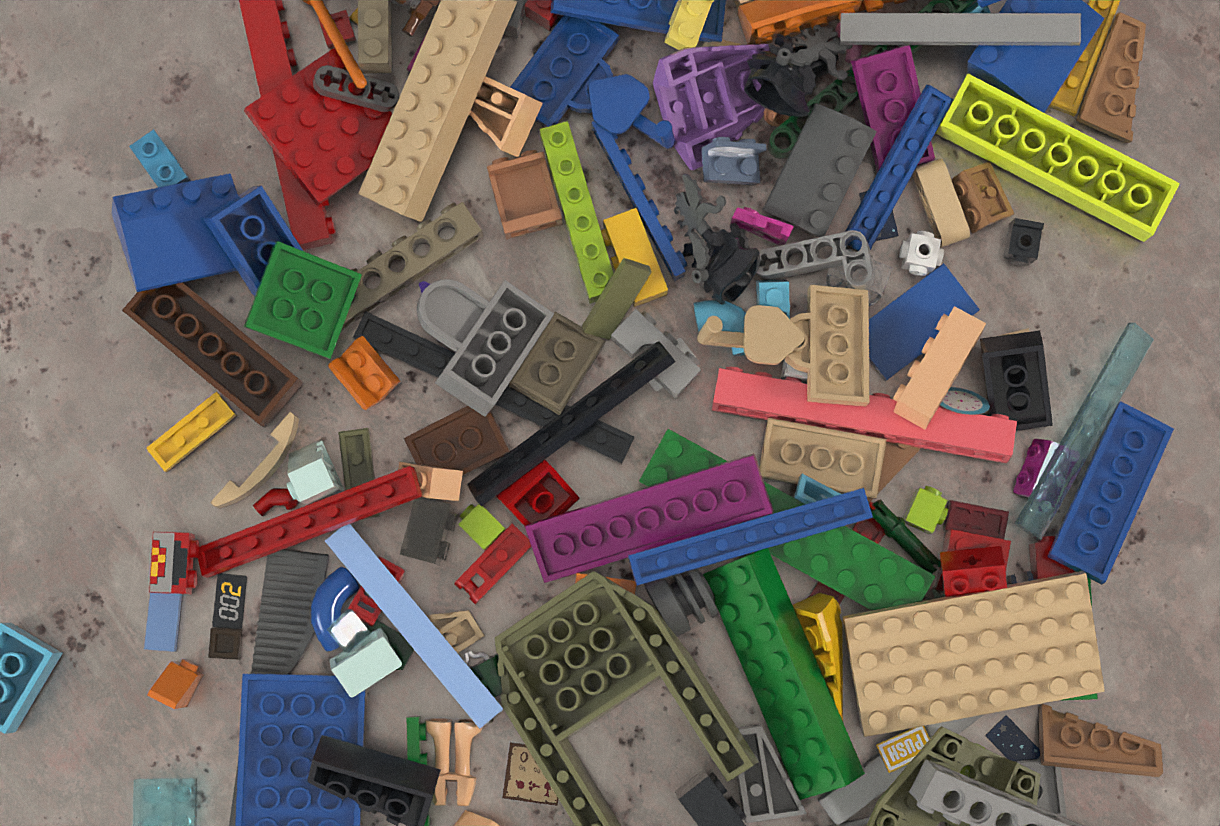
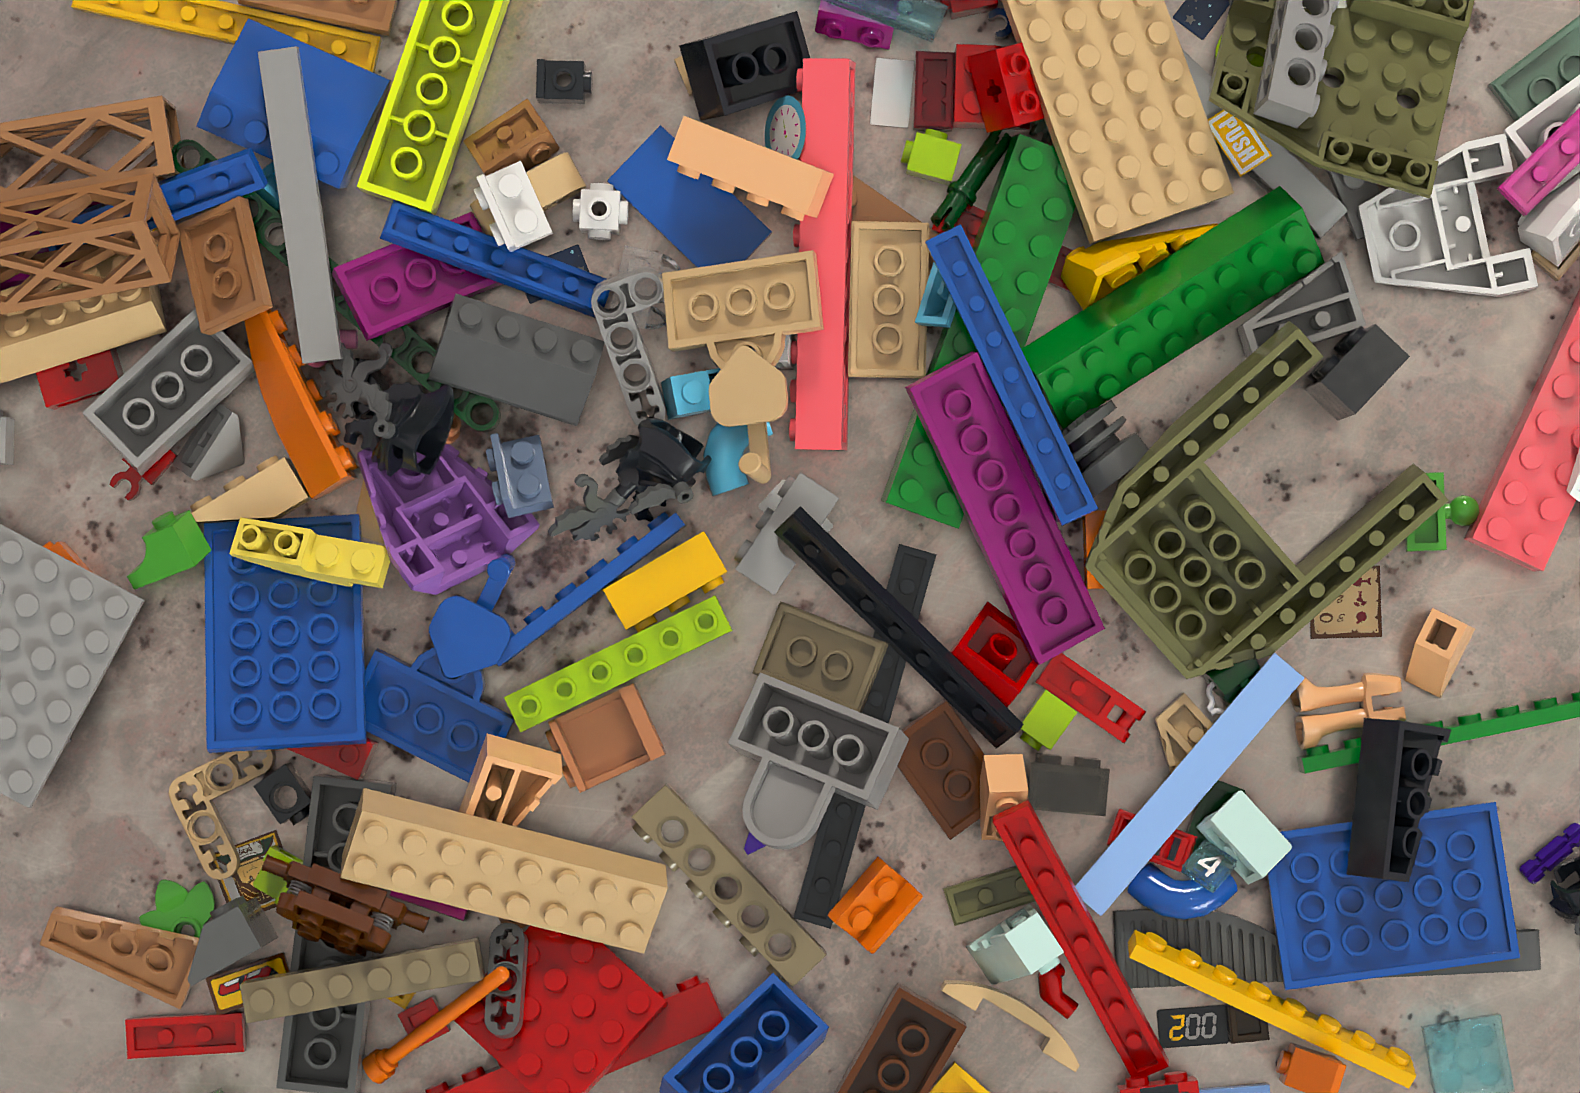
camera: 90 degrees left, 5 degrees up
(225, 669) = (1260, 1002): none -> yellow plate
(302, 300) = (799, 998): green plate -> none
(616, 298) = (727, 595): olive tile -> none
(762, 226) = (601, 408): dark pink wing -> none
(934, 186) = (513, 206): none -> white bracket
(978, 489) = (892, 92): none -> white sticker

